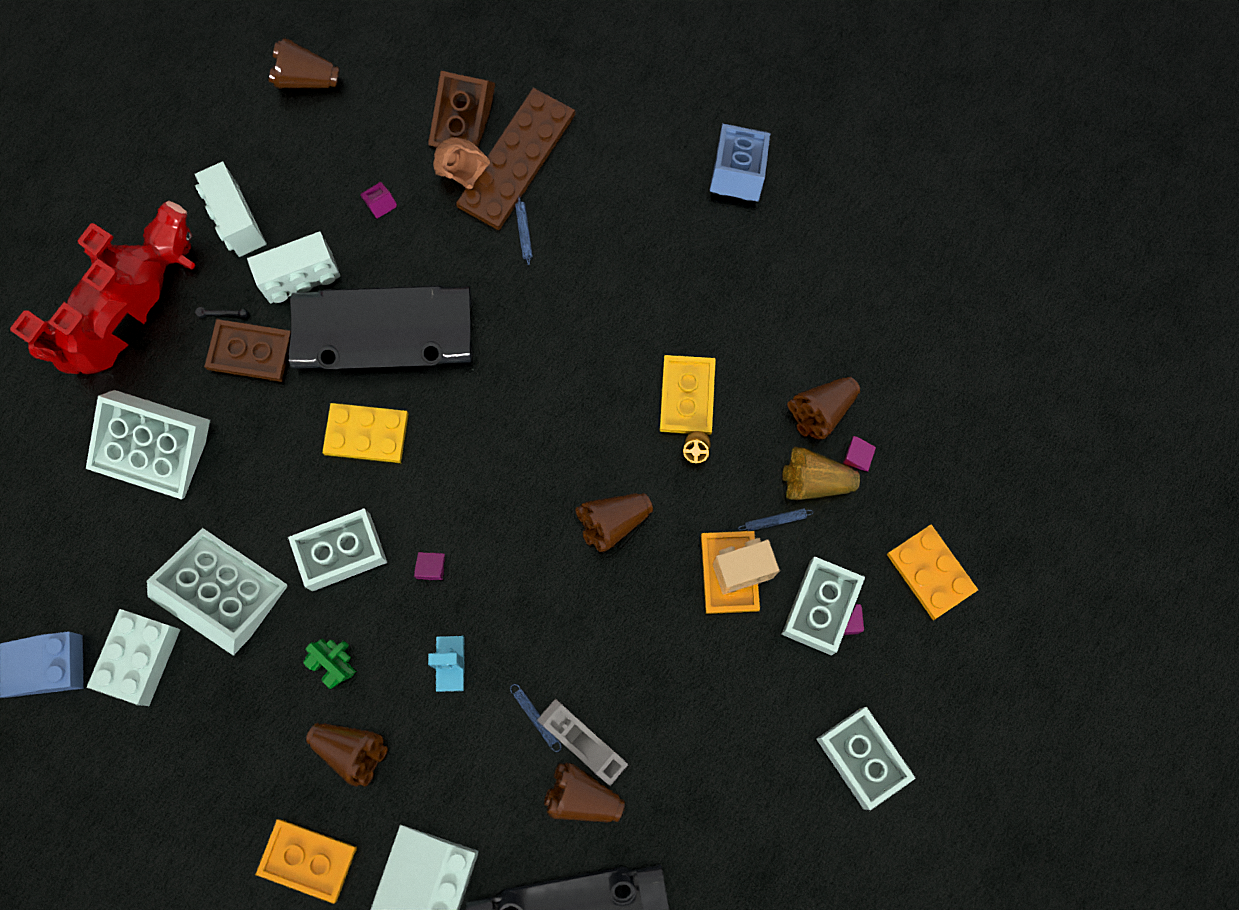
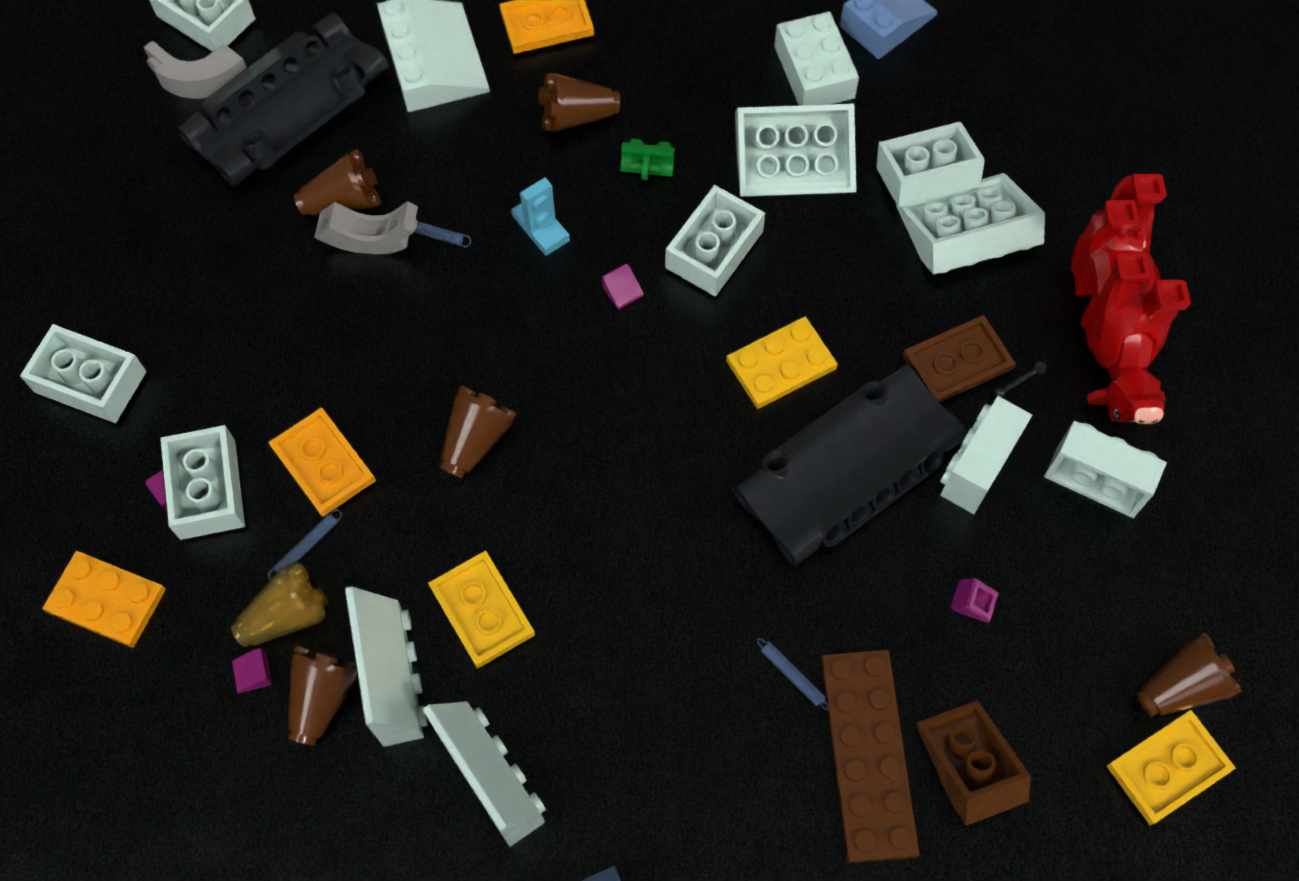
camera: 145 degrees right, 10 degrees down
(135, 501) = (929, 164): none -> light aqua brick
(354, 38) = (1170, 767): none -> yellow plate
(460, 160) = (921, 698): nougat hair -> none
(694, 452) = (433, 557): pearl gold wheel -> none
(745, 566) = (301, 453): tan brick -> none
(751, 283) = (486, 770): none -> light aqua slope
(773, 385) = (386, 667): none -> light aqua slope

